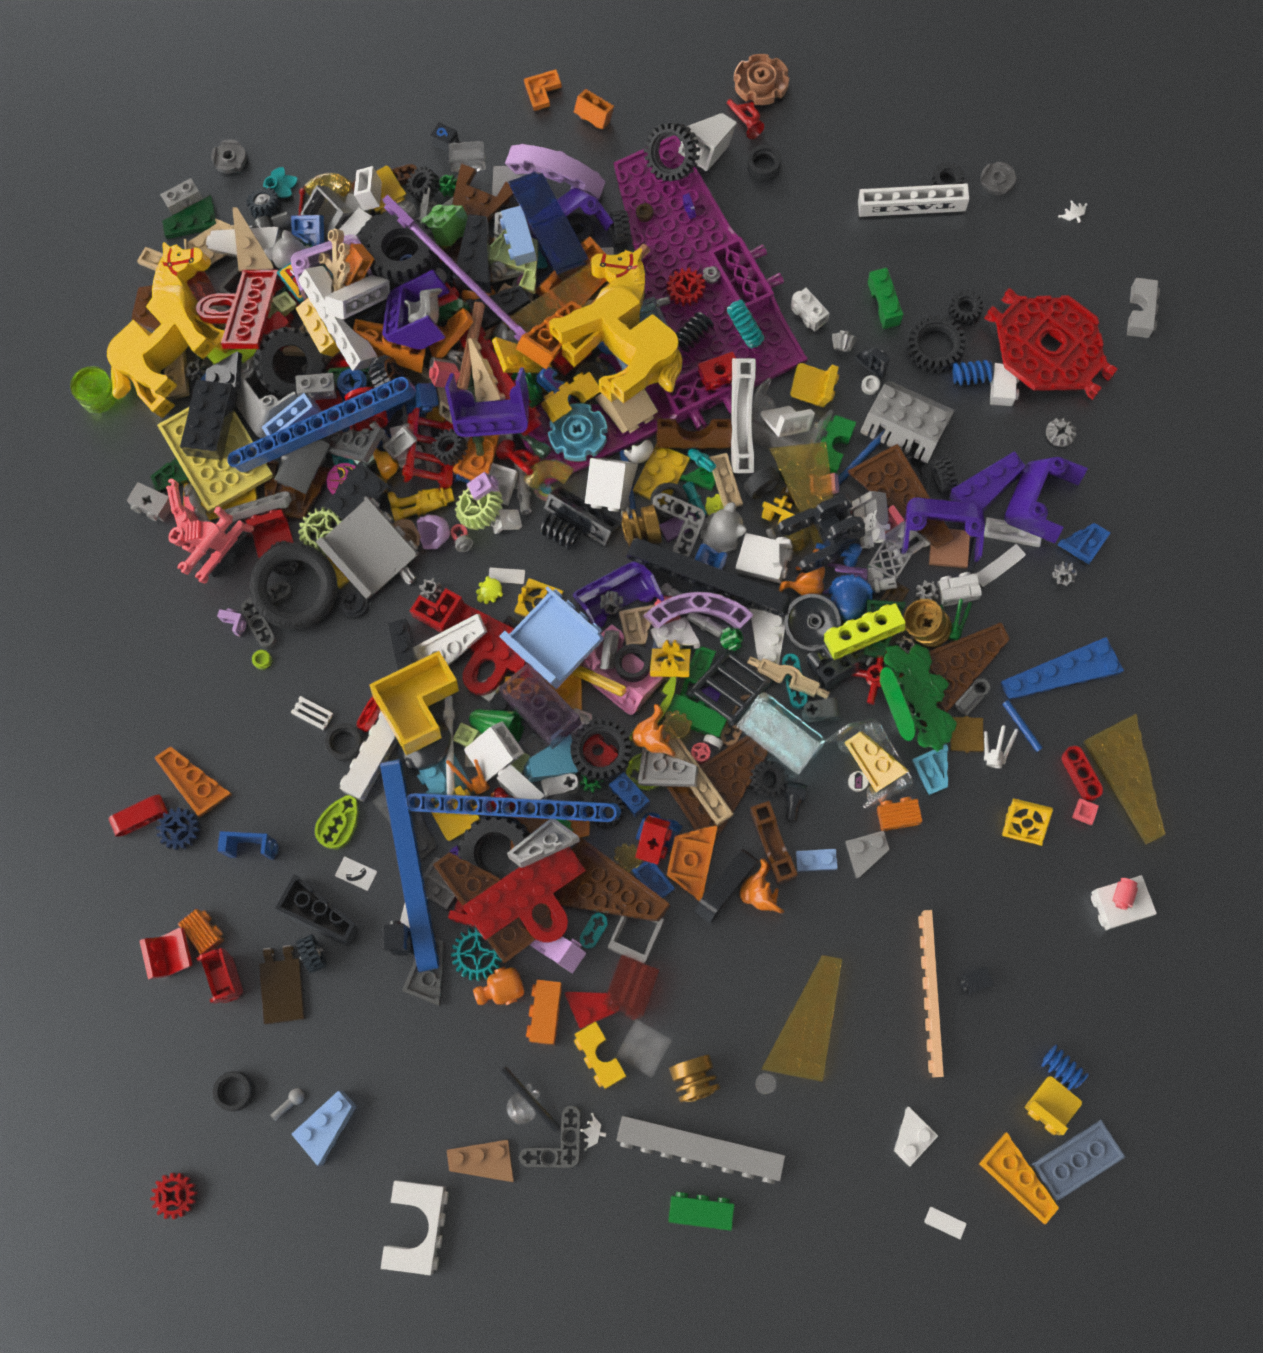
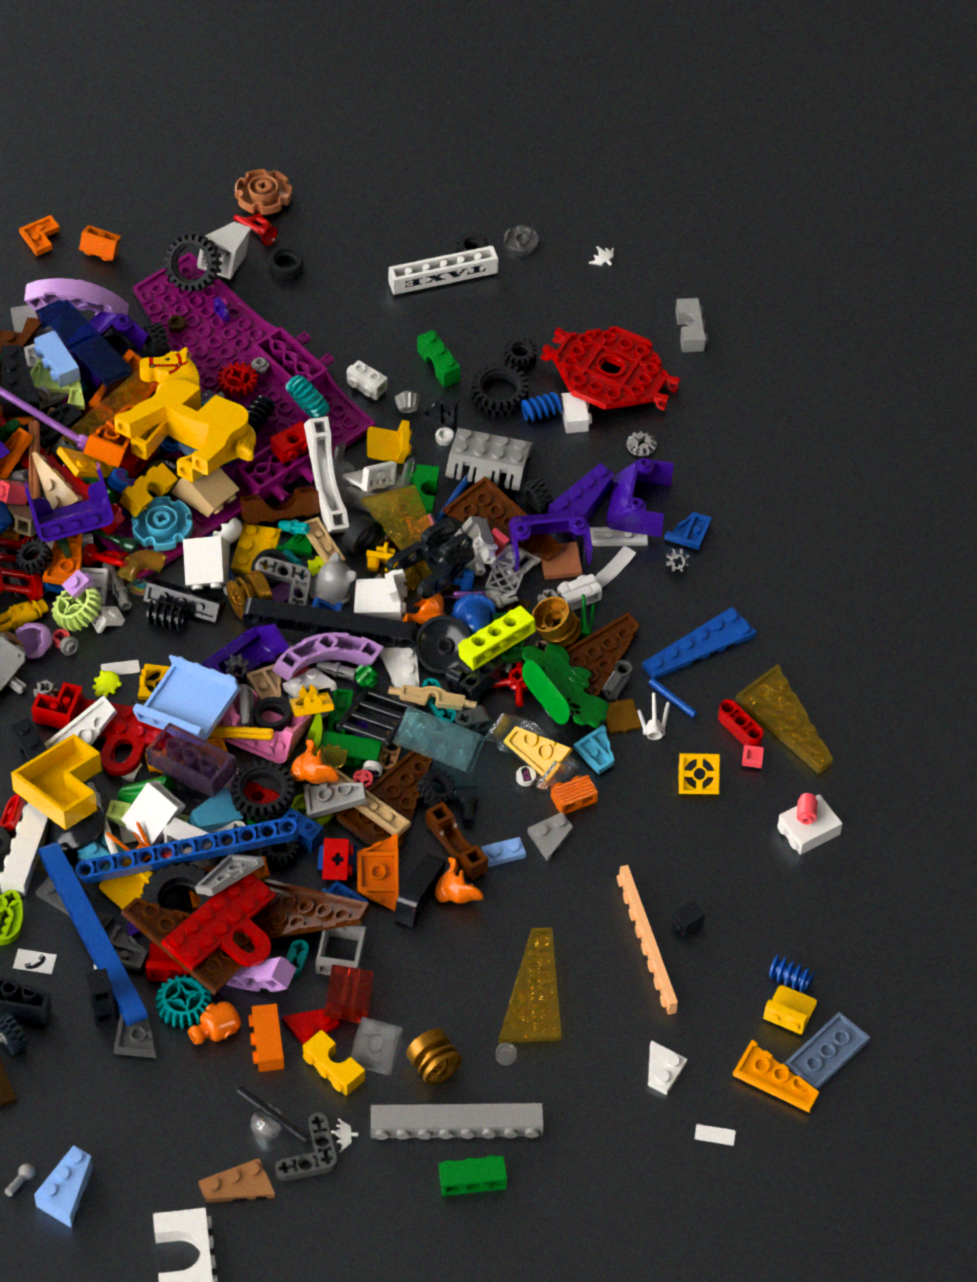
camera: 25 degrees left, 20 degrees down
(626, 857) = (314, 883): clear yellow piece -> none

